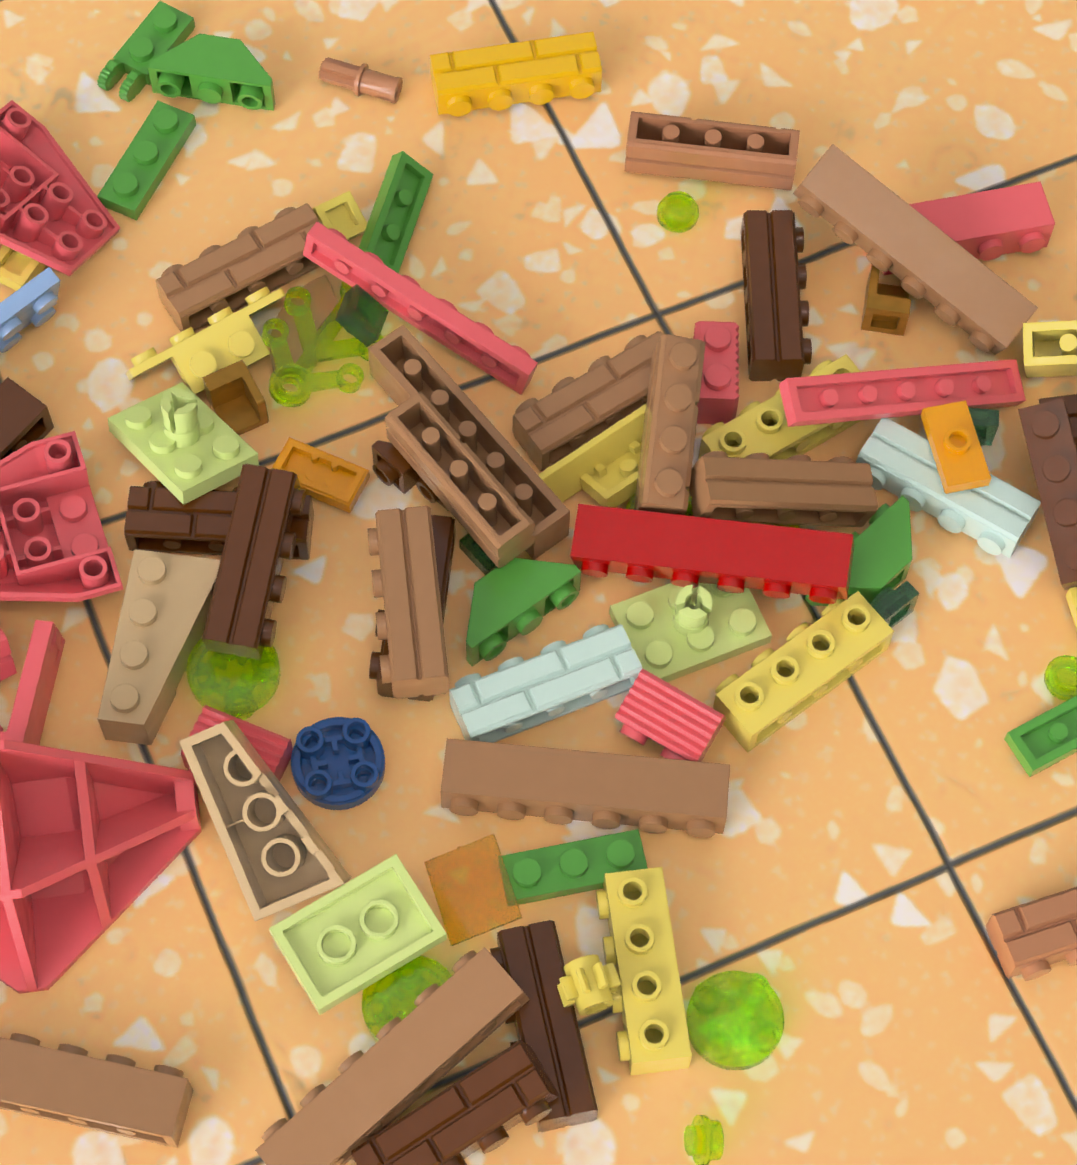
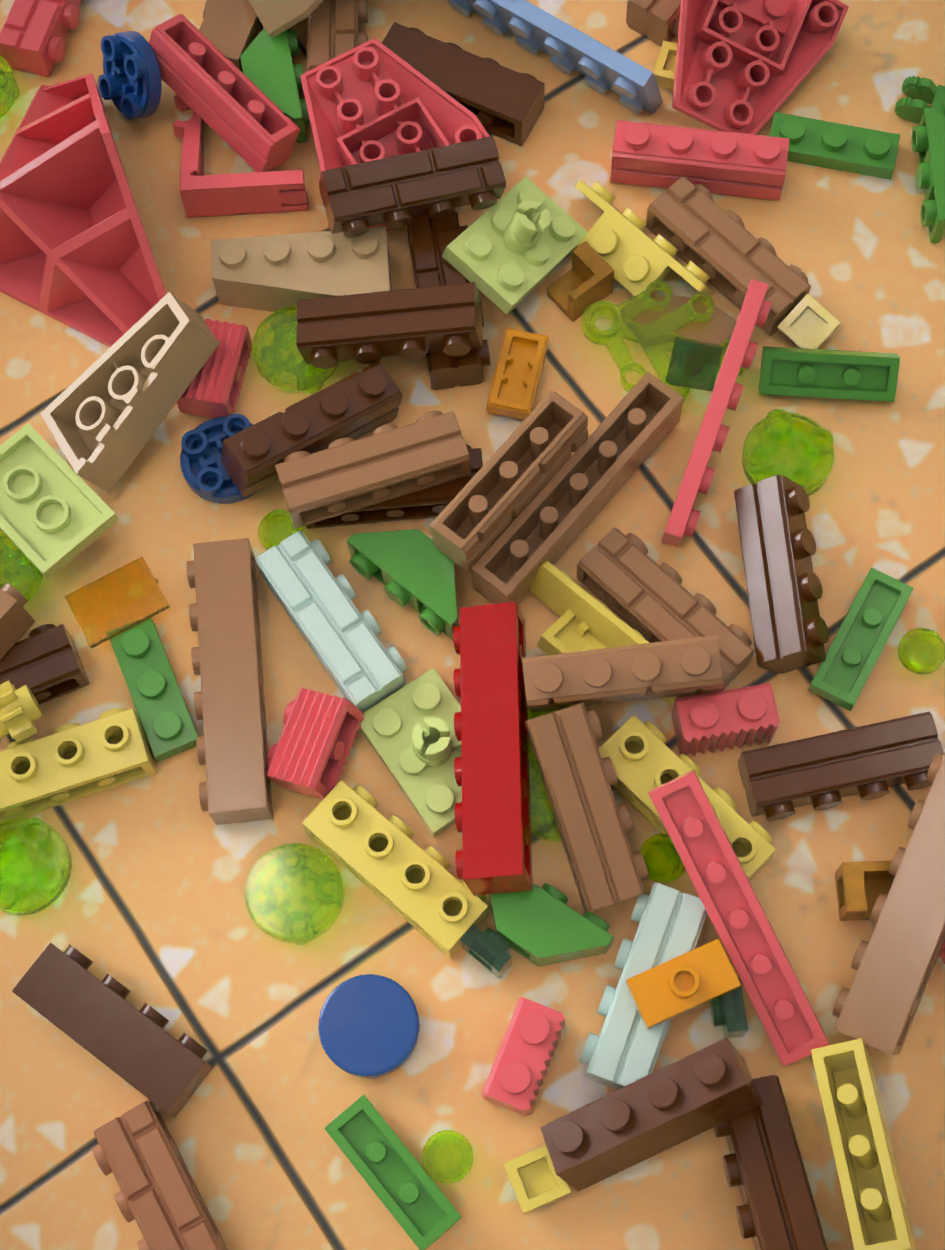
camera: 85 degrees right, 5 degrees up
(109, 507) = (411, 186): none -> reddish brown brick
(132, 267) = (717, 159): none -> coral brick
(342, 662) = (338, 411): none -> reddish brown brick
(433, 721) = (275, 528): none -> clear neon green plate
(464, 270) = (789, 447): none -> clear neon green tile
(587, 296) = (781, 575): none -> brick
(658, 254) = (860, 639): none -> bright green plate
(809, 765) = (294, 893): none -> clear neon green tile
(829, 445) = (662, 859): none -> clear neon green plate
(914, 946) = (113, 1029): none -> reddish brown brick
(943, 721) = (369, 1026): none -> blue tile
(992, 594) = (524, 1056): none -> coral brick

